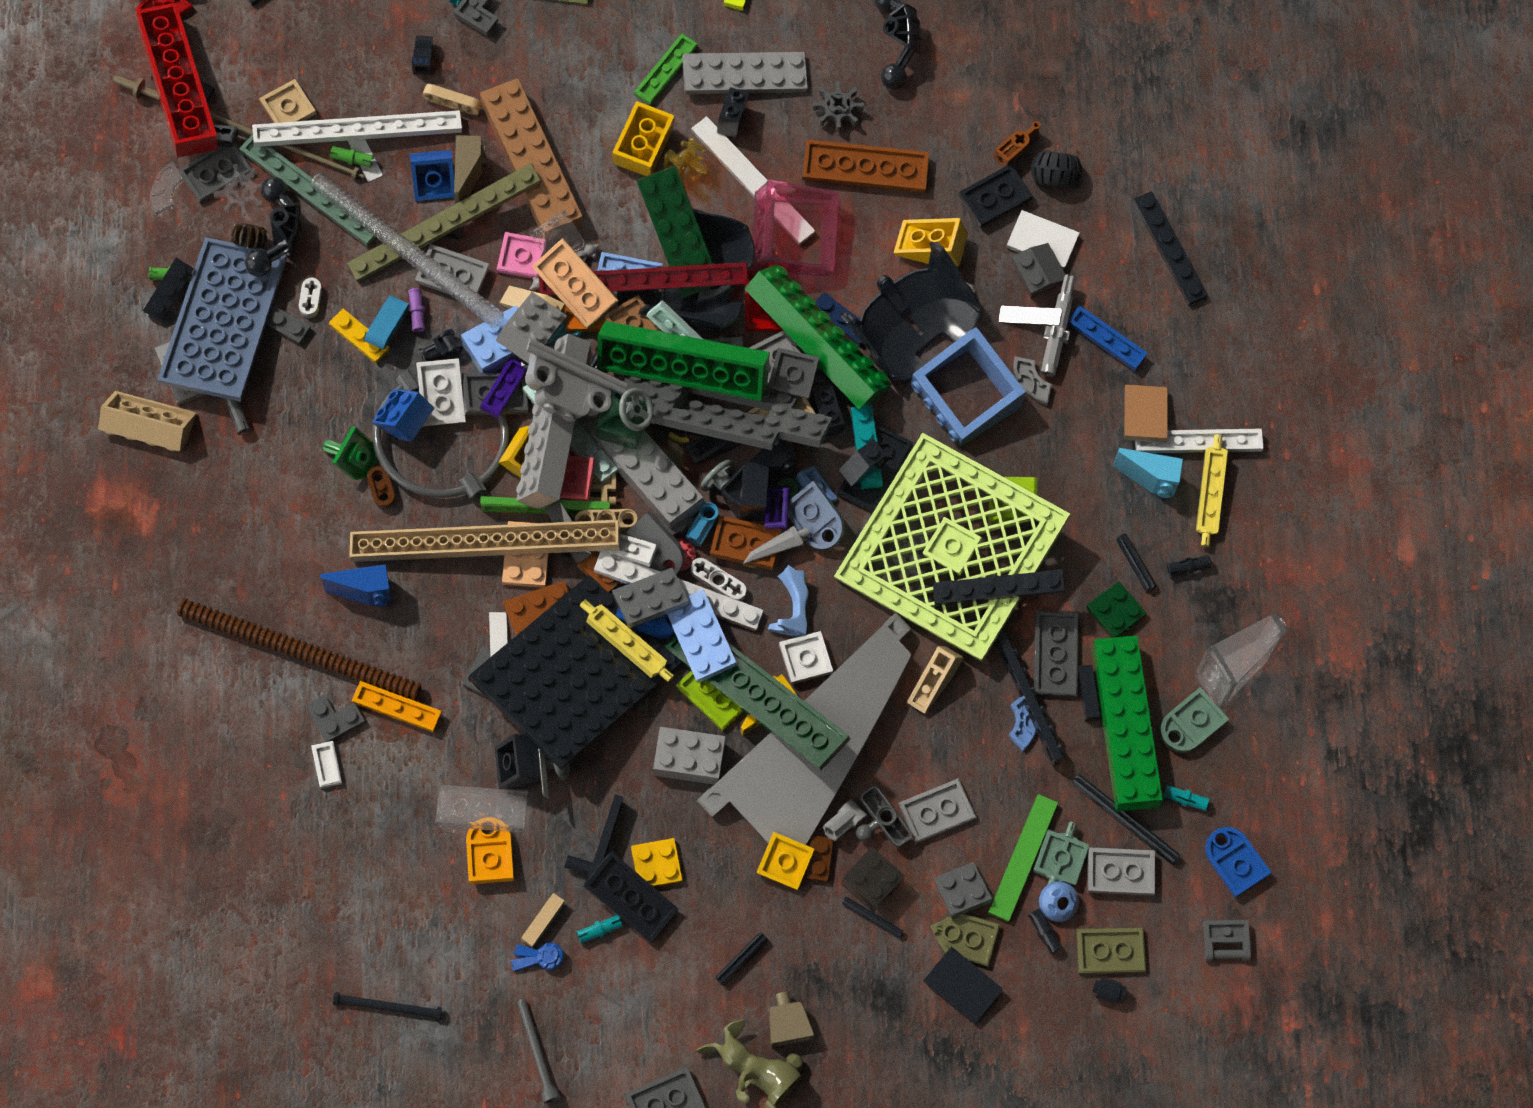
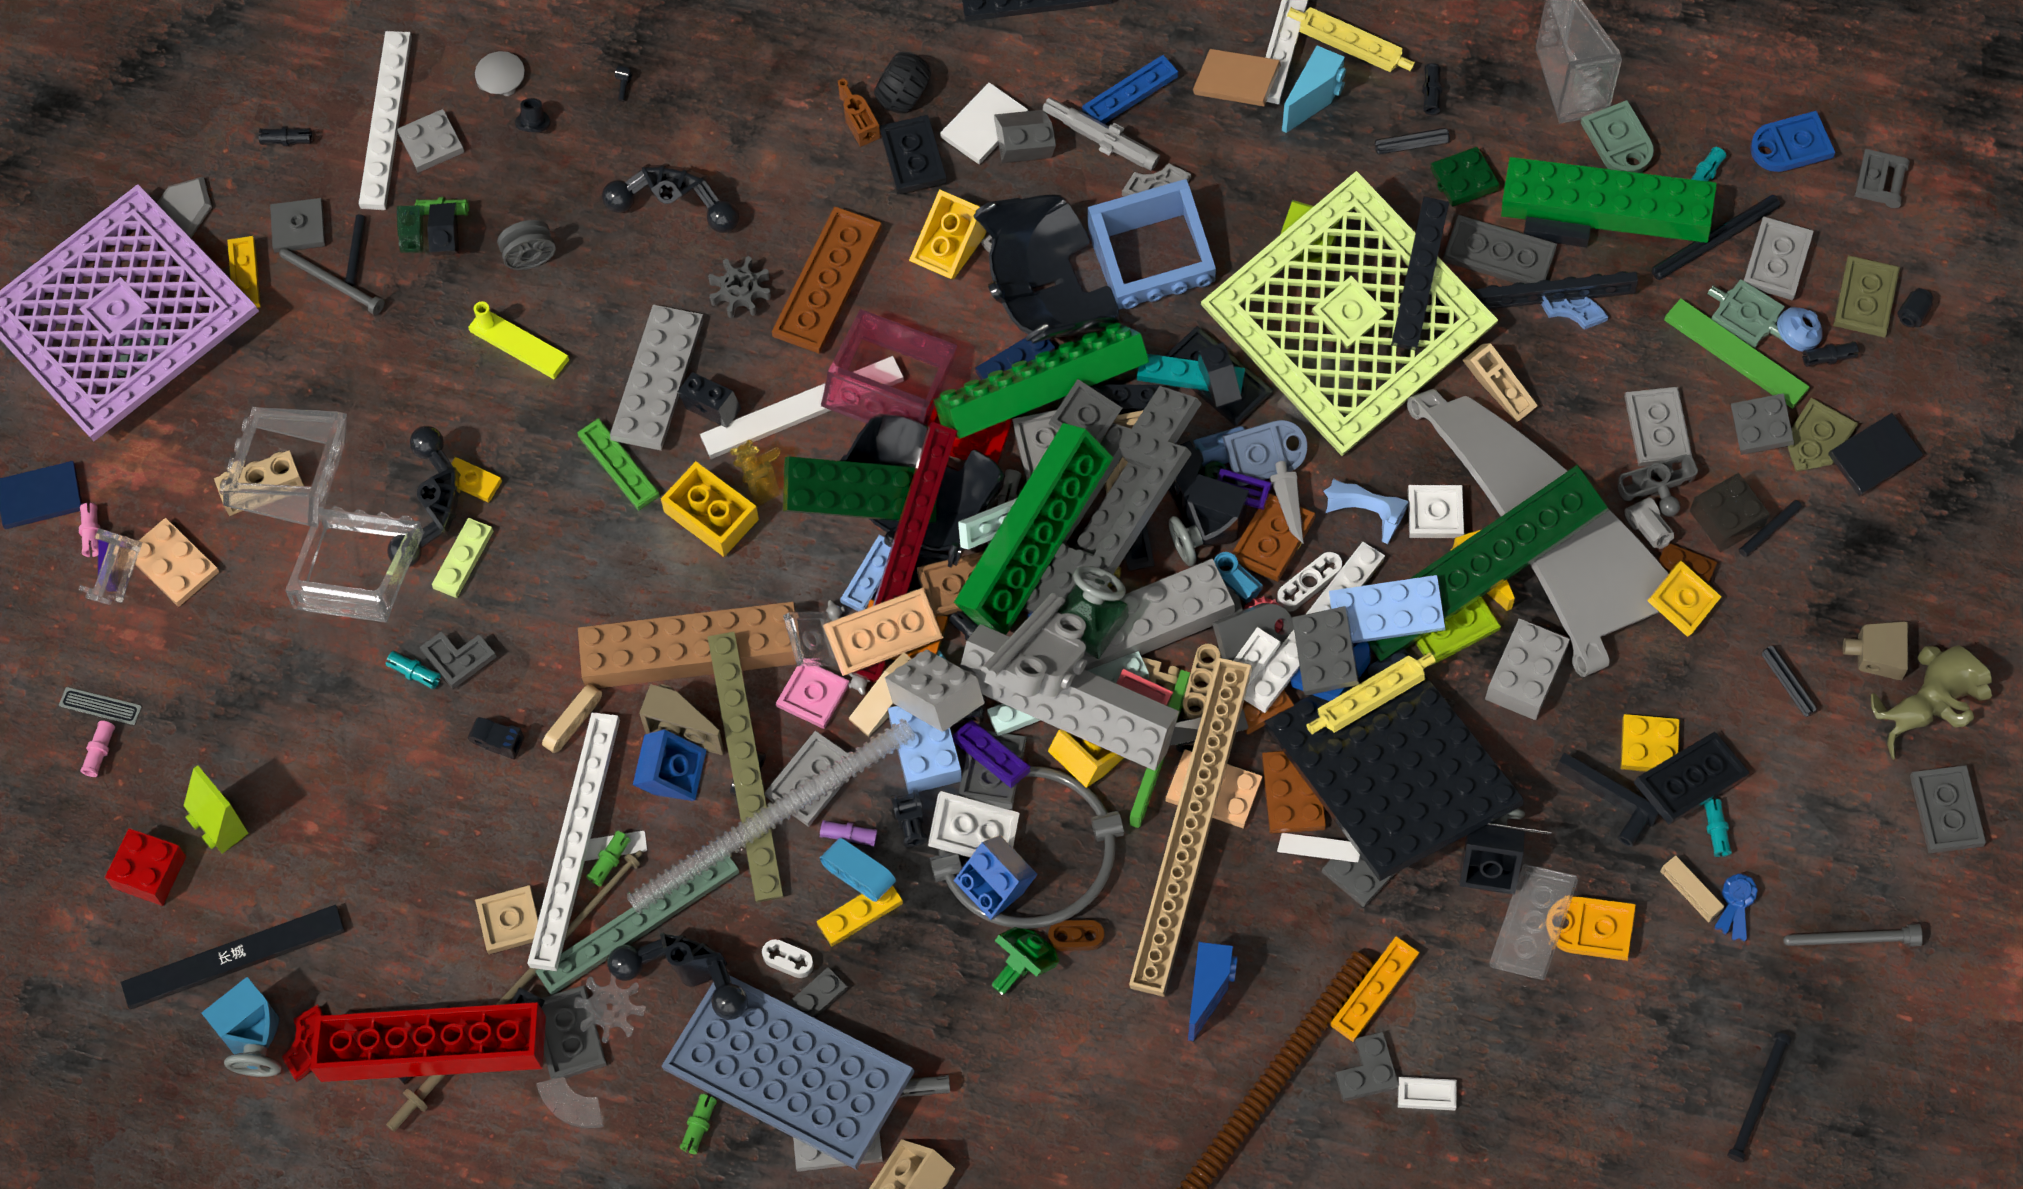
camera: 65 degrees left, 5 degrees down
(168, 289) = (722, 1129): black plate -> none
(249, 235) = (681, 1008): dark brown gear -> none
(1030, 315) = (1078, 159): white sticker -> none

